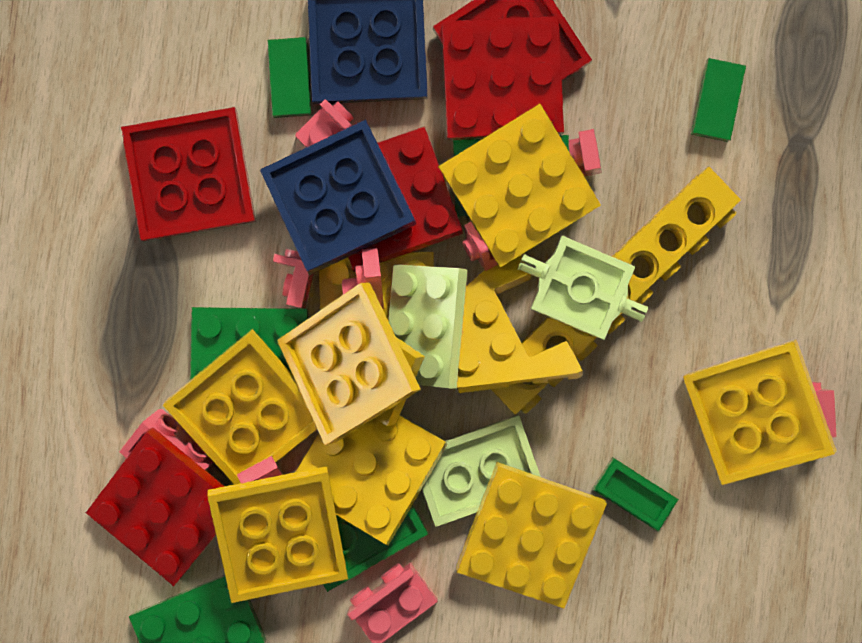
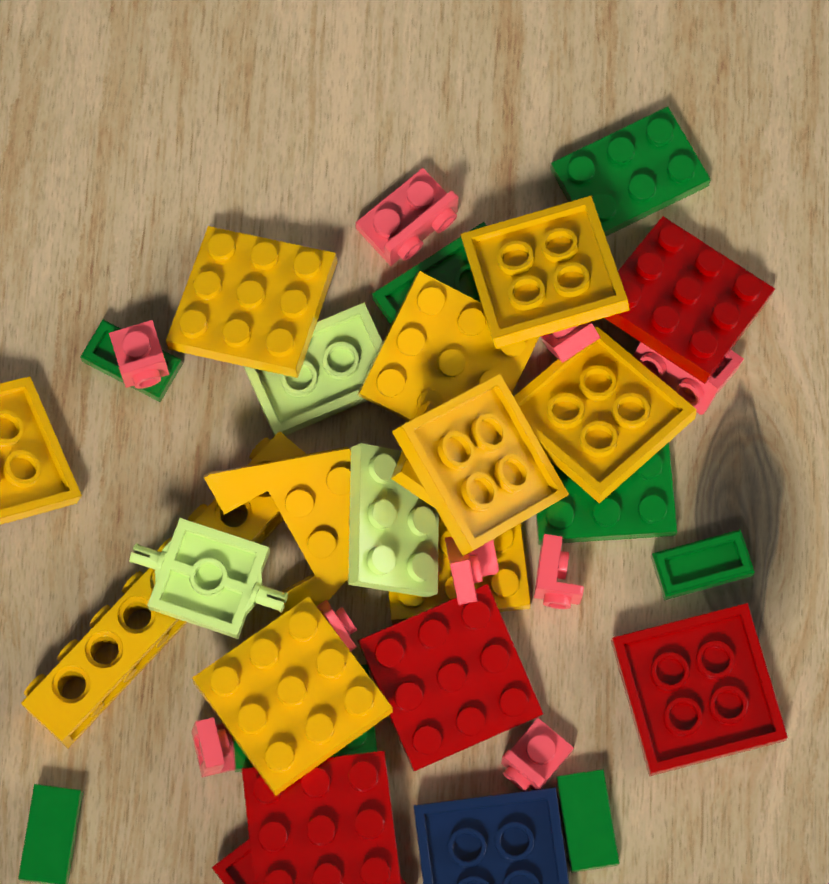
camera: 175 degrees right, 15 degrees down
(174, 279) = (702, 564): none -> green tile
(337, 197) = (512, 664): dark blue plate -> none
(629, 494) = (139, 355): none -> coral bracket

